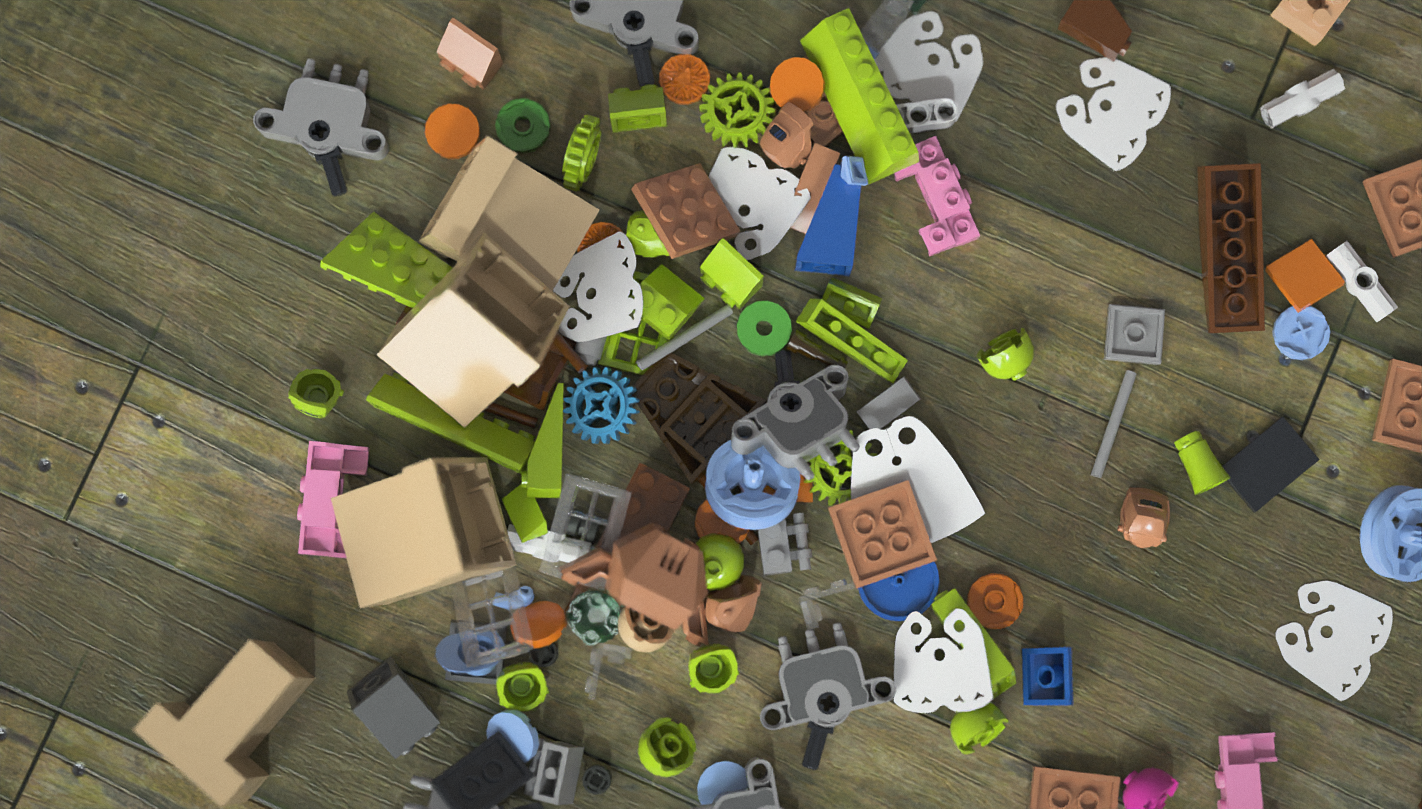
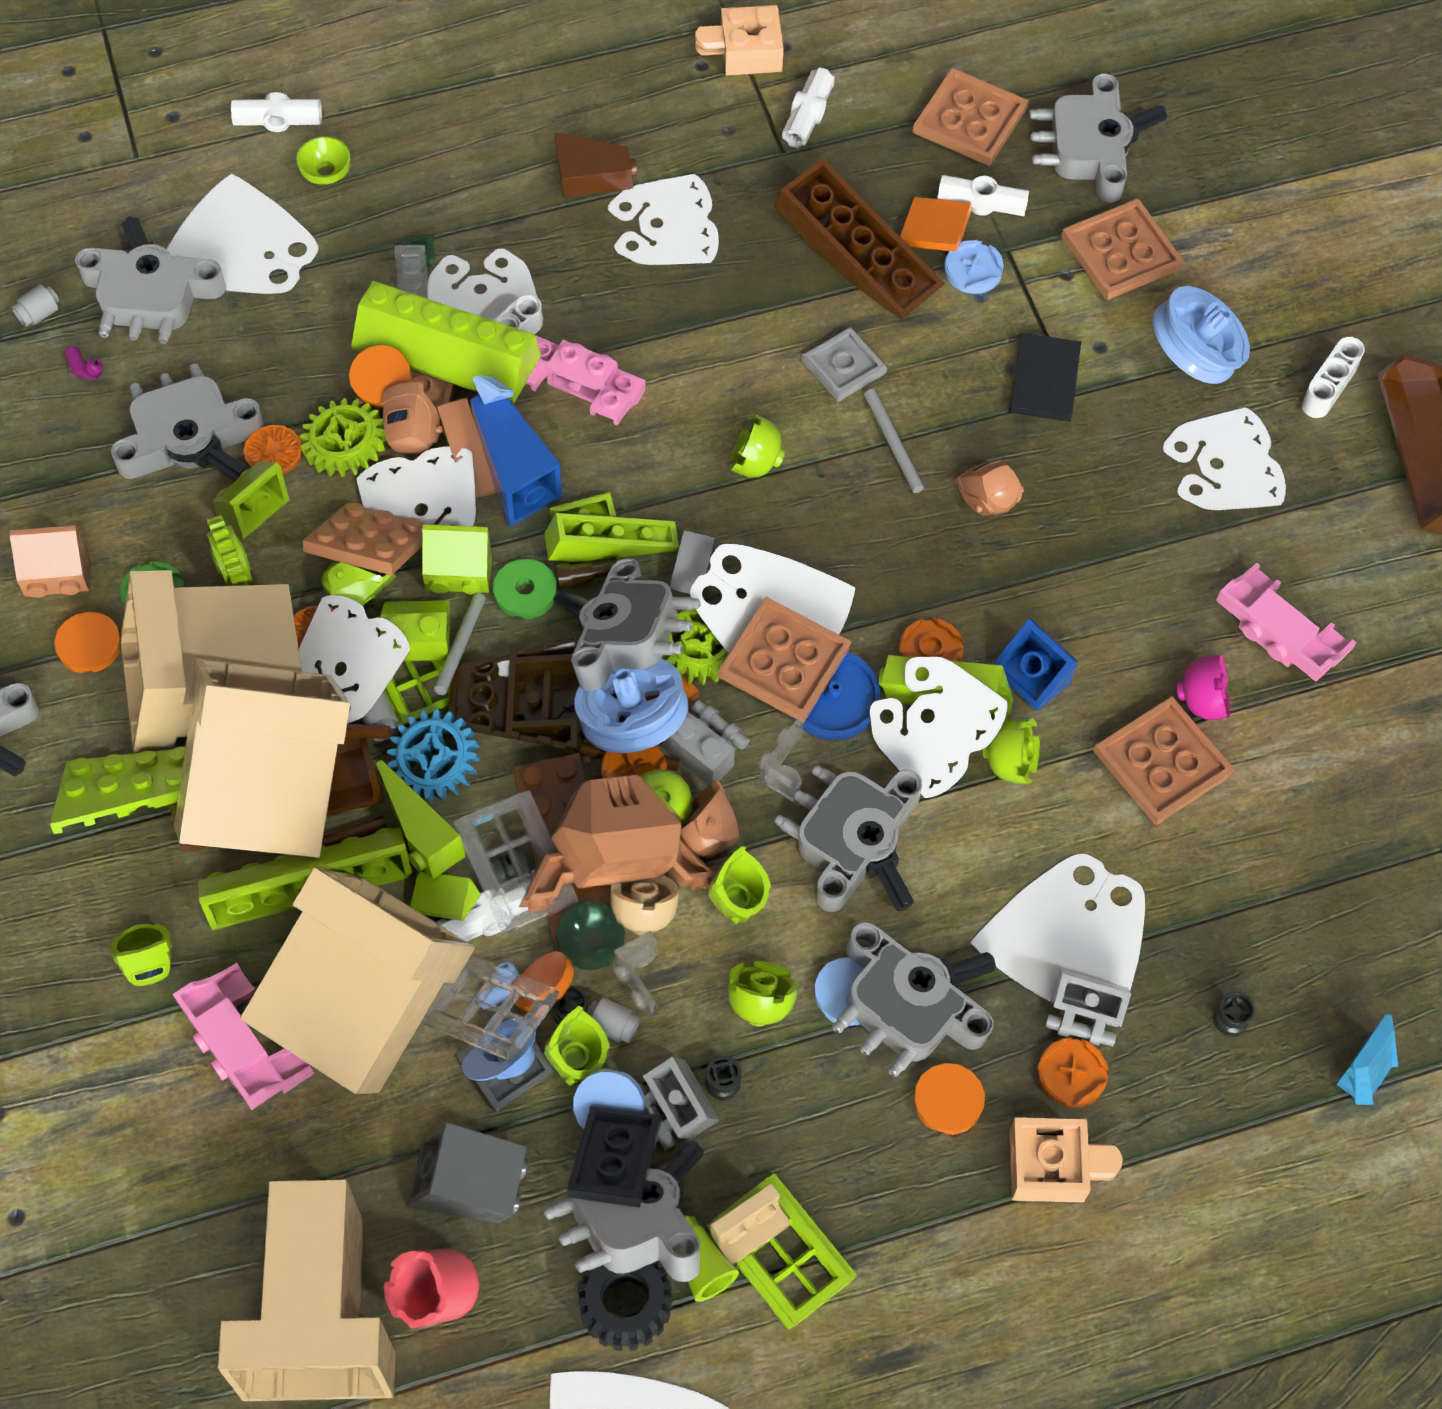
camera: 45 degrees left, 20 degrees down
(312, 764) = (431, 1286): none -> coral cylinder
(562, 683) = (615, 1020): none -> light grey brick
(1200, 463) = (992, 411): lime plant -> none

